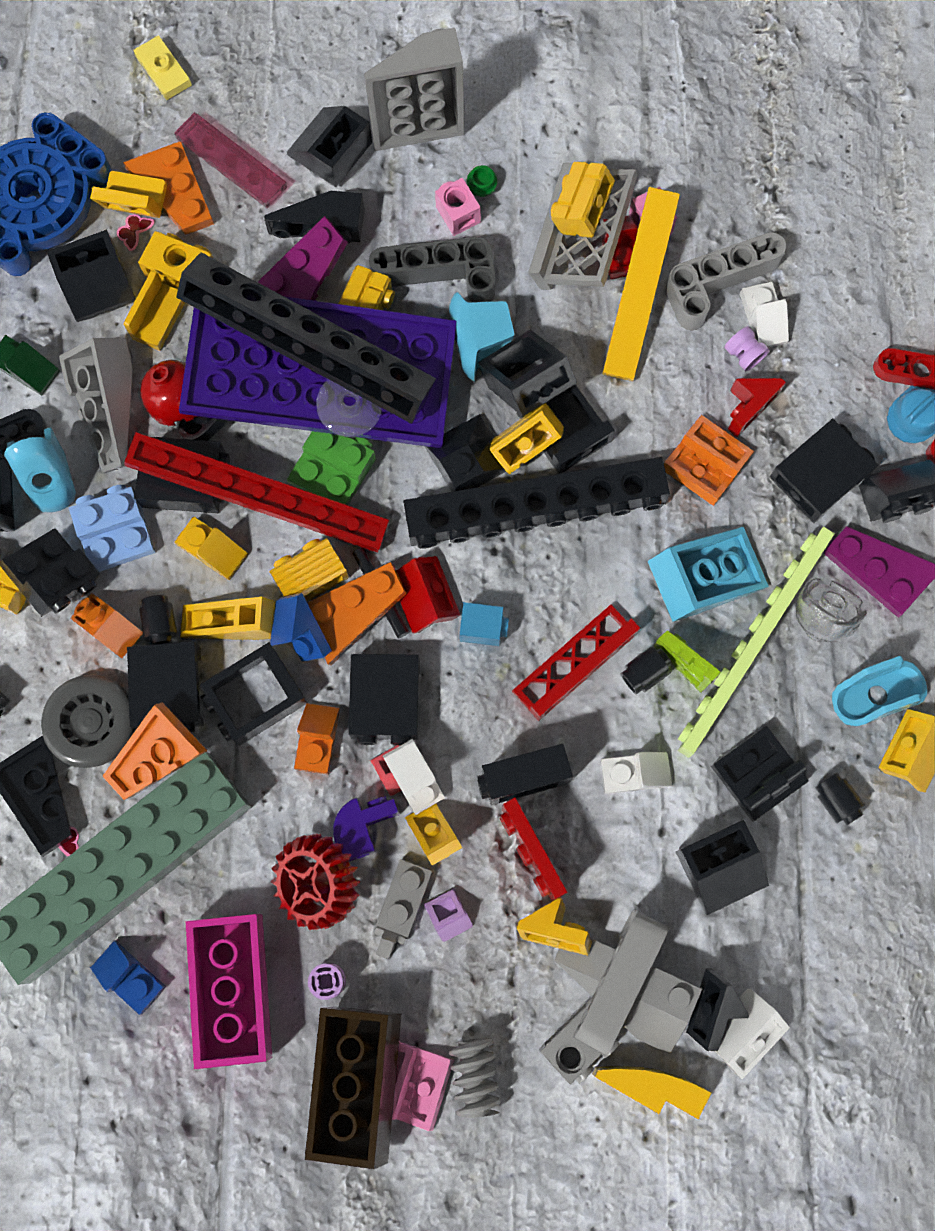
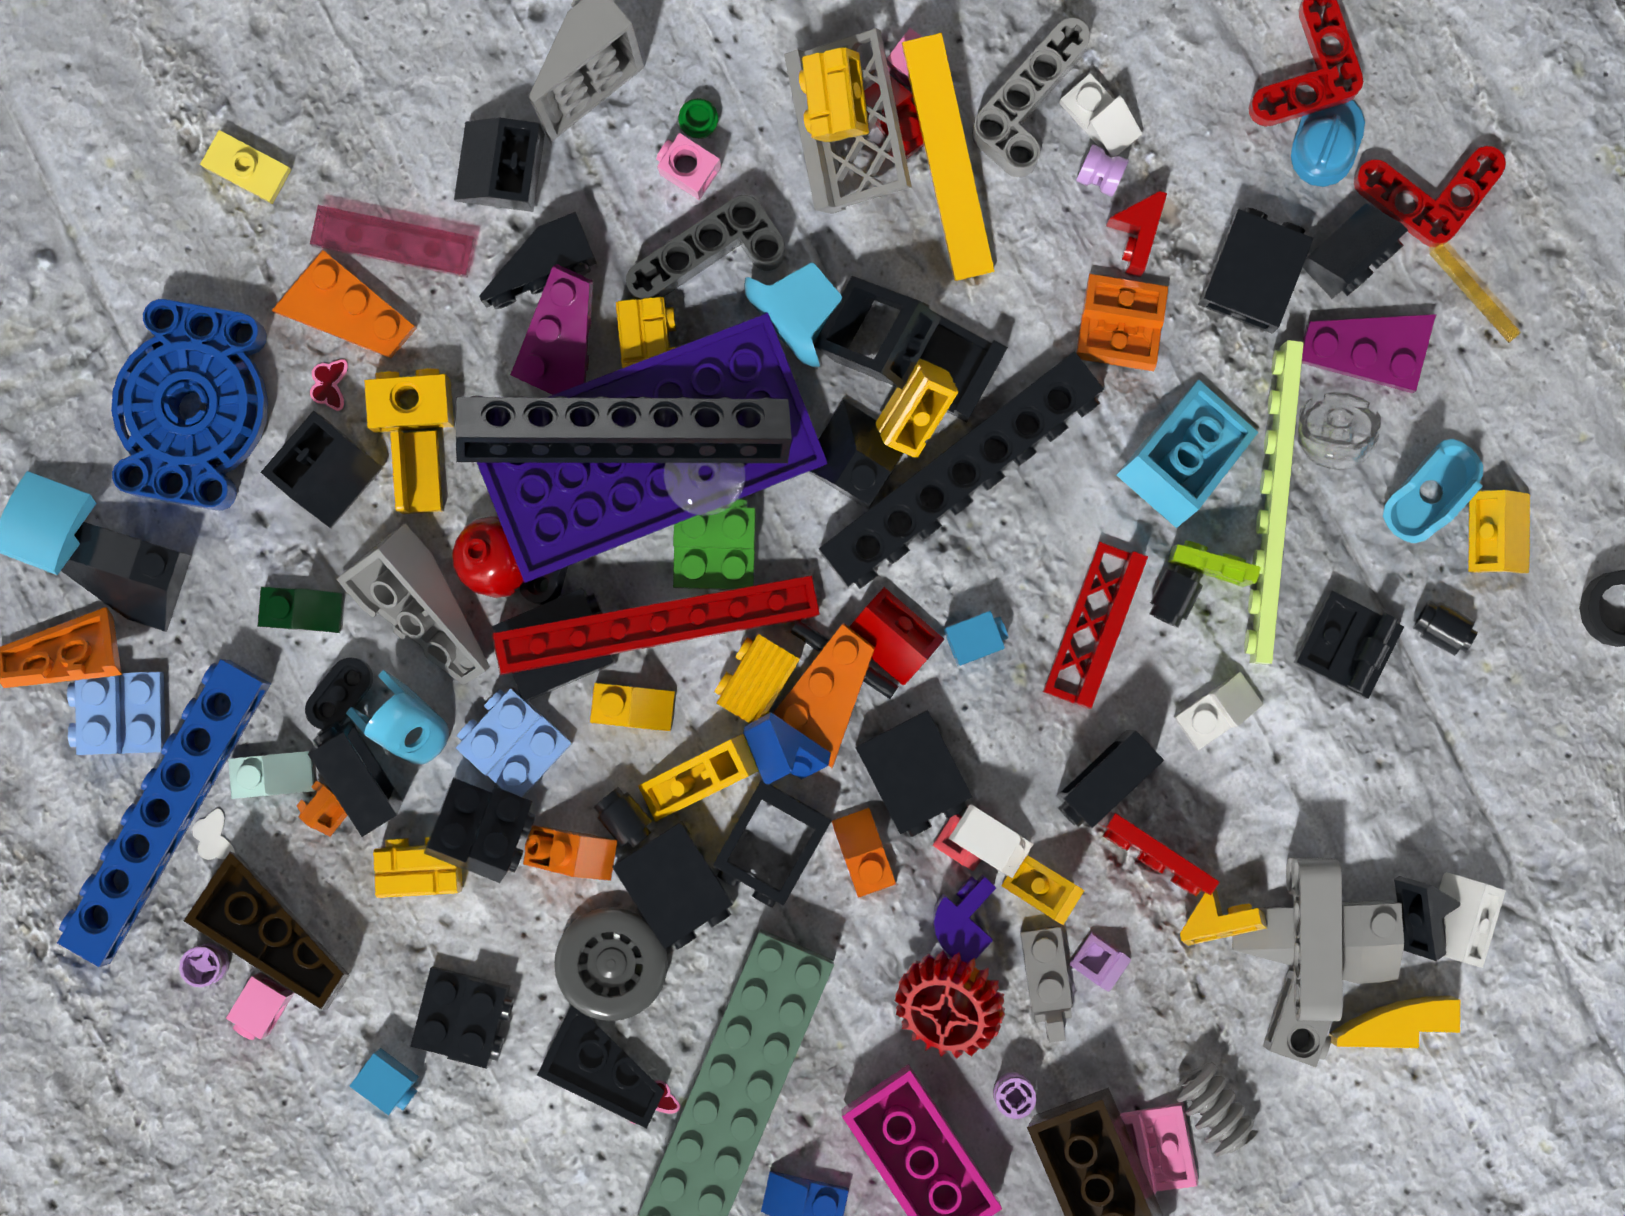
camera: 25 degrees left, 10 degrees up
(131, 194) = (306, 344): yellow panel -> none
(152, 753) = (705, 963): orange wing -> none
(724, 867) = (1359, 763): black slope -> none

